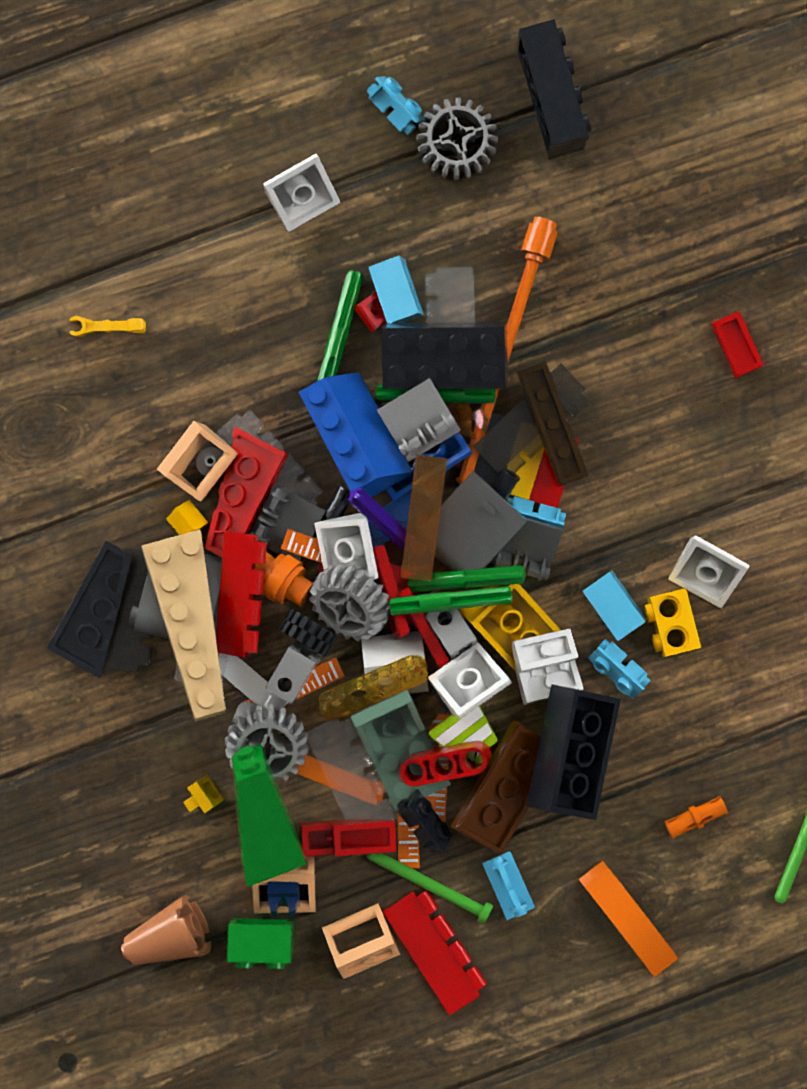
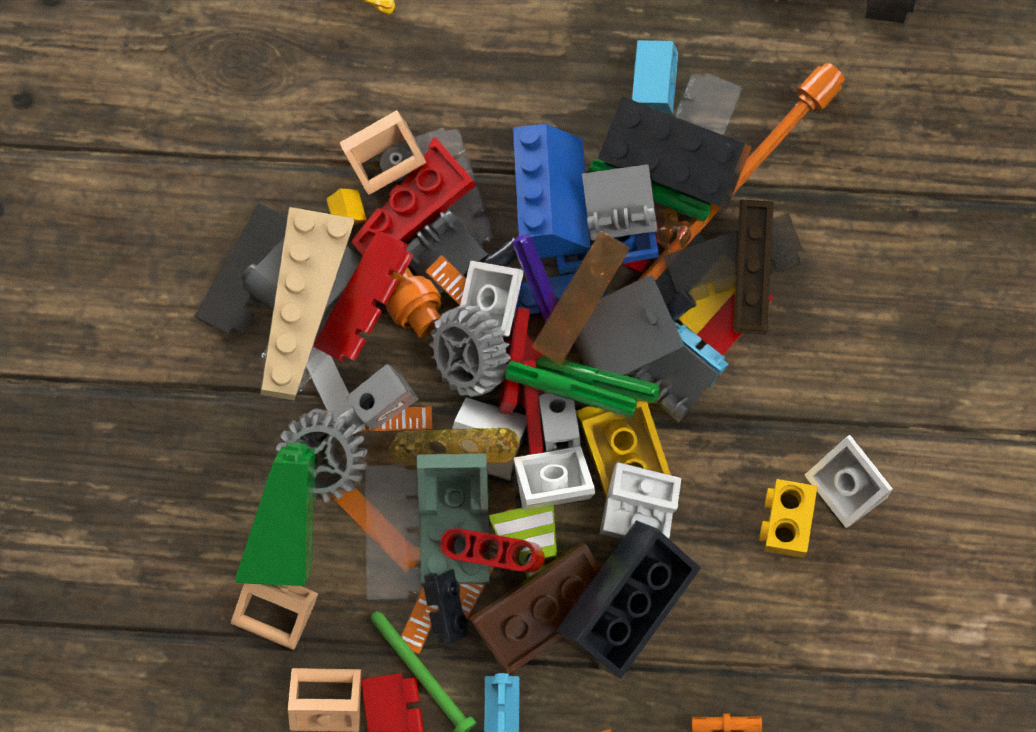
camera: 30 degrees right, 10 degrees down
(92, 615) = (210, 257): black wing -> none
(169, 935) = (135, 603): nougat cone -> none
(204, 795) = (235, 482): yellow tile -> none
(260, 942) = (224, 648): green piece -> none
(283, 895) = (268, 614): dark blue tile -> none
(308, 632) = (414, 364): black tyre -> none
(341, 325) = (587, 85): green axle -> none
(347, 837) = (360, 586): red slope -> none
(371, 312) = (620, 84): red tile -> none
(614, 605) = (737, 475): medium azure hinge -> none
(628, 679) = (718, 556): medium azure hinge -> none
(737, 344) = (977, 274): red tile -> none

